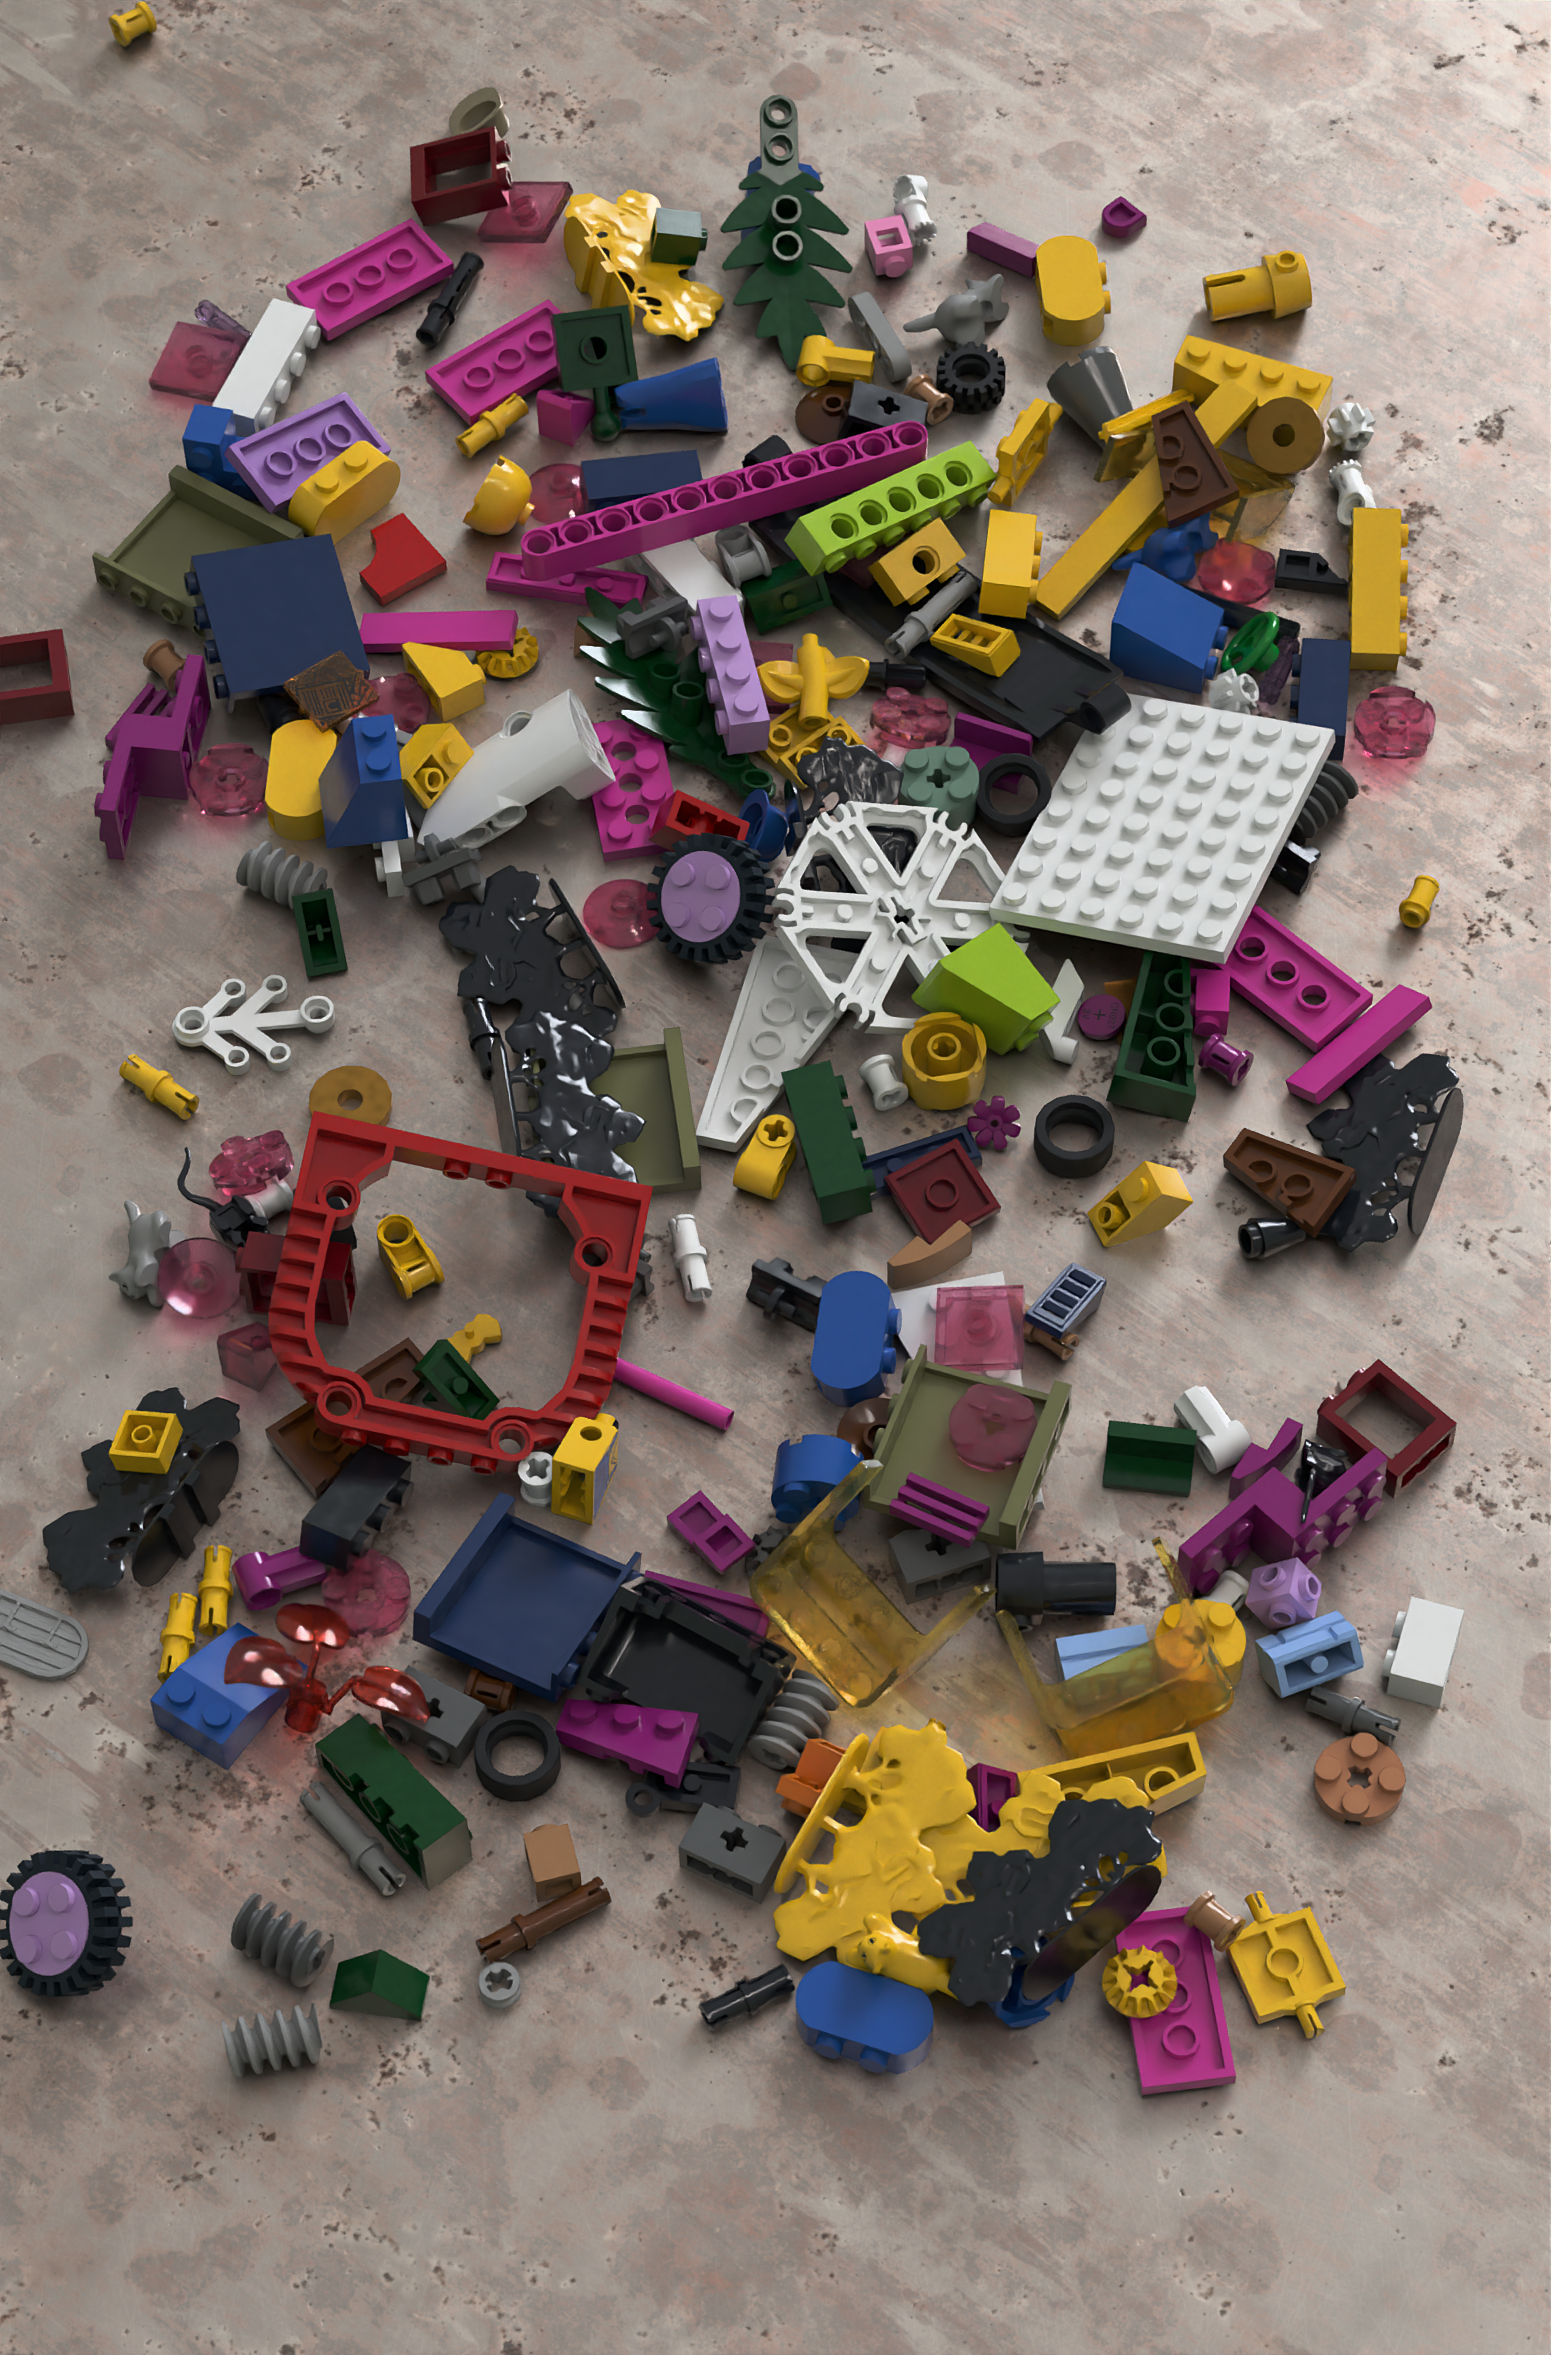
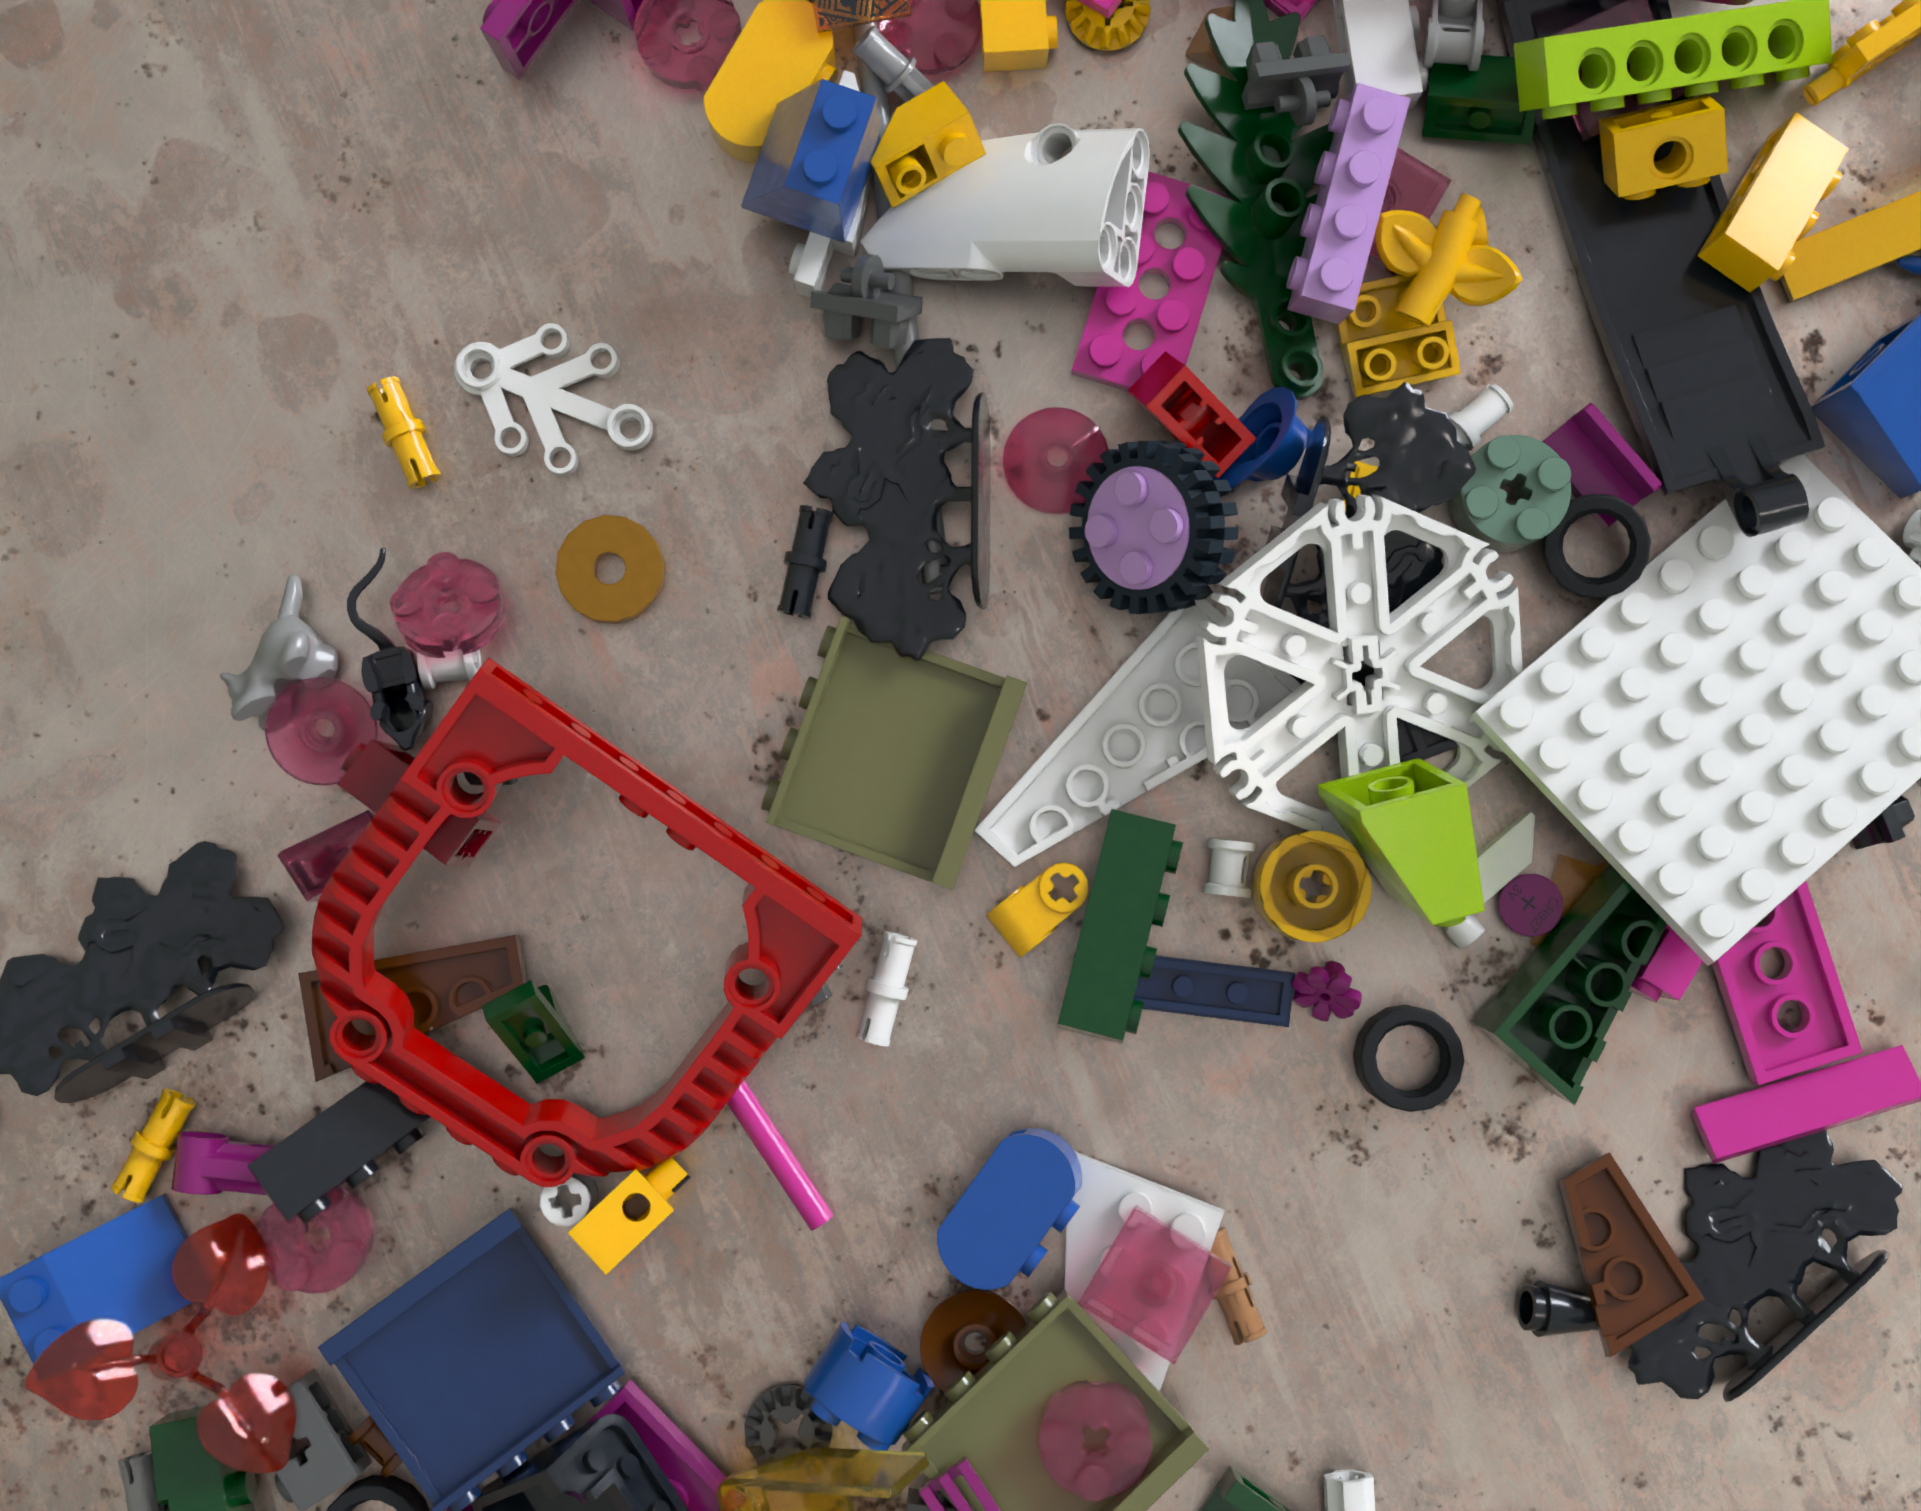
camera: 25 degrees right, 30 degrees up
(145, 1441) = (153, 926): yellow piece -> none
(178, 1635) = (83, 1185): yellow pin -> none
(278, 877) = (677, 217): light grey piece -> none
(319, 932) = (682, 319): dark green slope -> none
(409, 1262) = (567, 828): yellow piece -> none
(475, 1335) = (592, 962): yellow piece -> none
(570, 1120) = (839, 749): black plant -> none
(710, 1532) = (726, 1365): magenta slope -> none
(784, 1293) = (962, 1104): black hips -> none
(895, 675) = (1545, 285): black axle -> none
(910, 719) = (1552, 356): clear pink plate -> none
(920, 624) = (1618, 237): light grey pin -> none
(923, 1261) = (1140, 1136): medium nougat slope -> none
(941, 1191) = (1215, 1056): dark red plate -> none
(1000, 644) = (1686, 332): yellow slope -> none
(1070, 1296) = (1305, 1272): slope -> none
(1140, 1204) = (1432, 1194): yellow slope -> none
(1225, 1059) = (1641, 1045): magenta bush -> none

